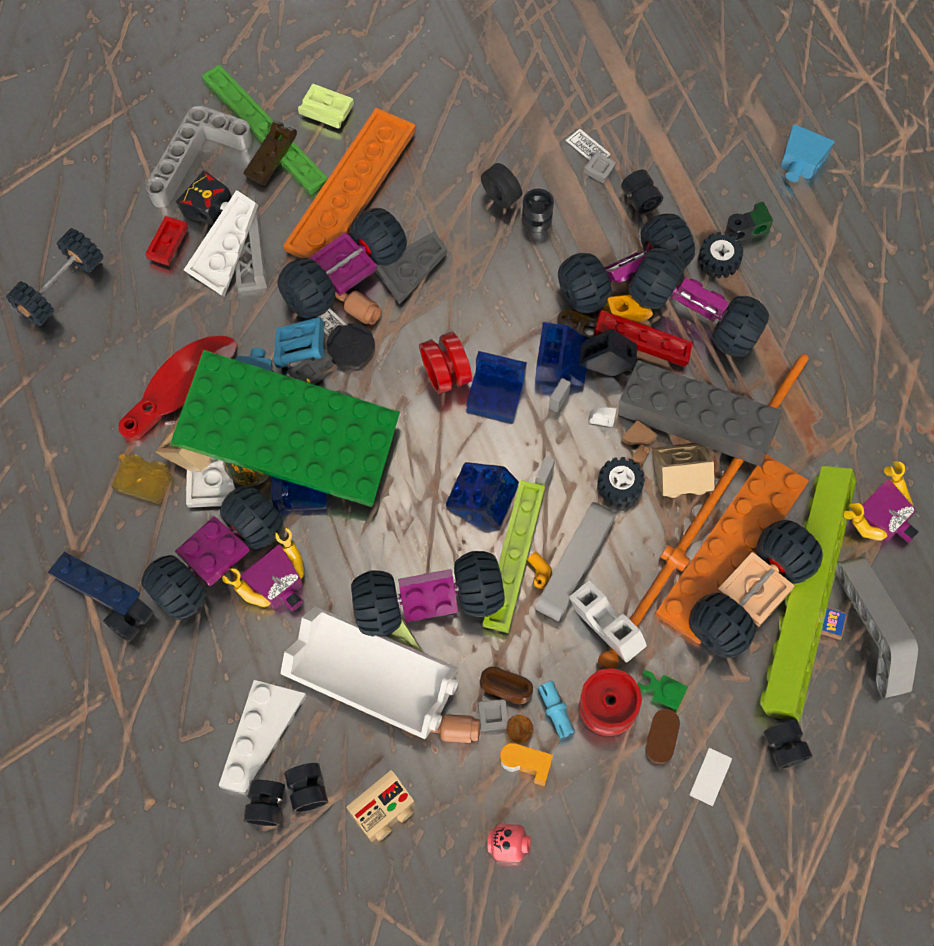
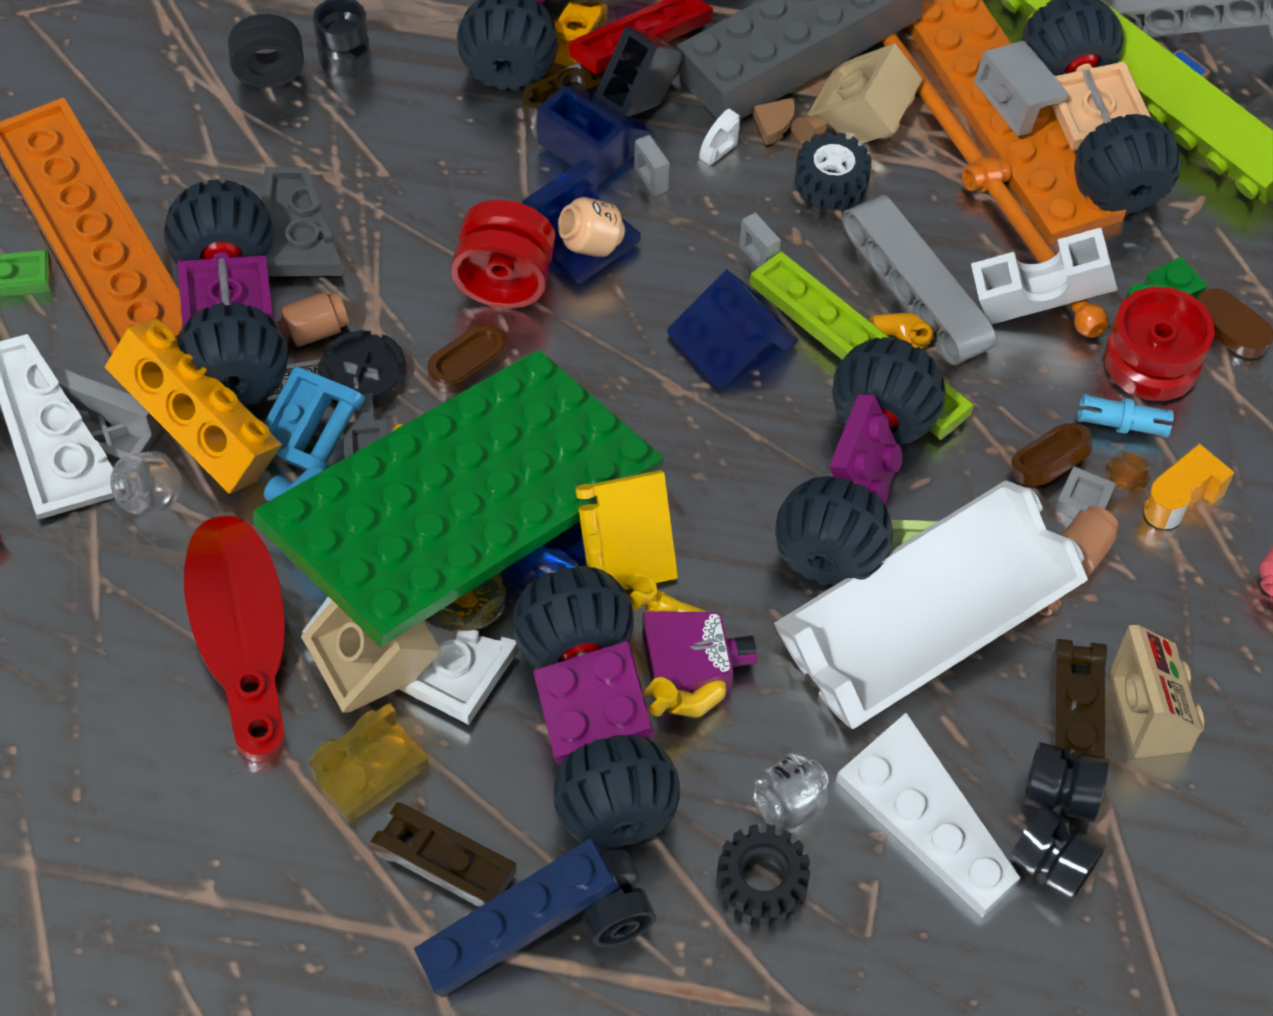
camera: 60 degrees left, 10 degrees down
(113, 537) = (443, 856): none -> dark brown plate
(175, 660) = (768, 847): none -> black tyre
(223, 299) = (145, 482): none -> clear head
(228, 663) = (791, 791): none -> clear head
(267, 292) = (192, 406): none -> light orange brick
(318, 512) = (629, 527): none -> yellow piece
(361, 773) = (1079, 698): none -> dark brown plate
(387, 385) = (466, 359): none -> reddish brown tile
(490, 391) = (591, 227): none -> light nougat head
(738, 540) = (1018, 85): none -> light grey panel

